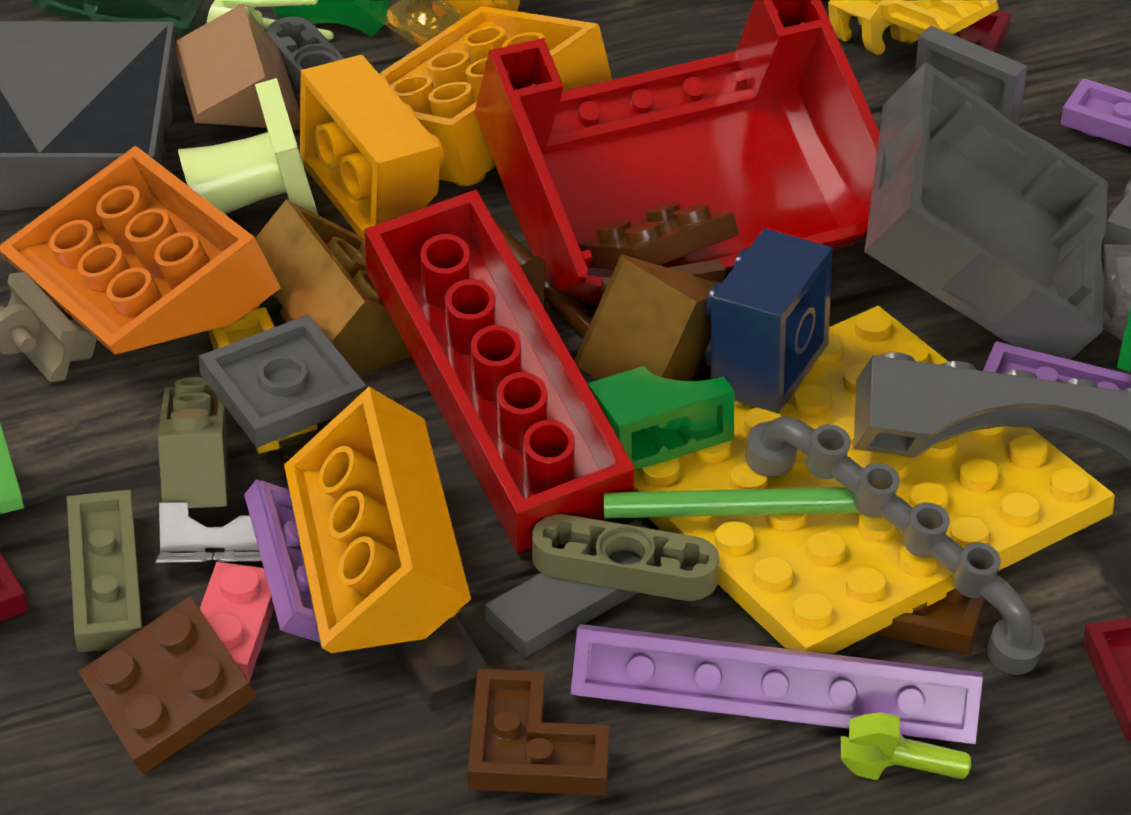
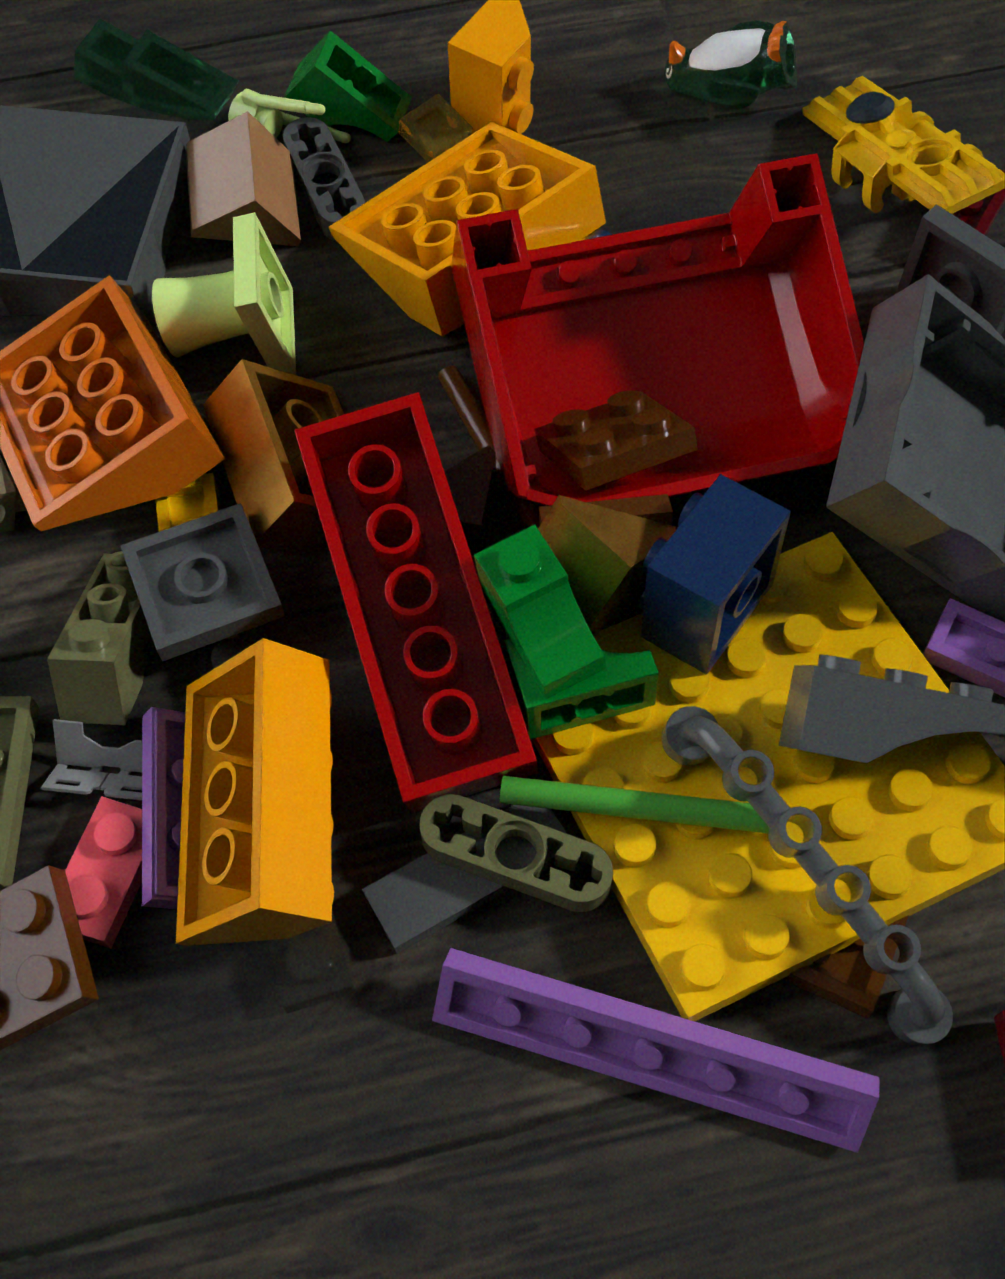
camera: 10 degrees right, 20 degrees up
(365, 144) = (344, 291): light orange slope -> none
(521, 752) = (358, 1100): reddish brown plate -> none
(616, 346) = (539, 611): none -> green arch
(877, 743) = (759, 1157): lime bar -> none

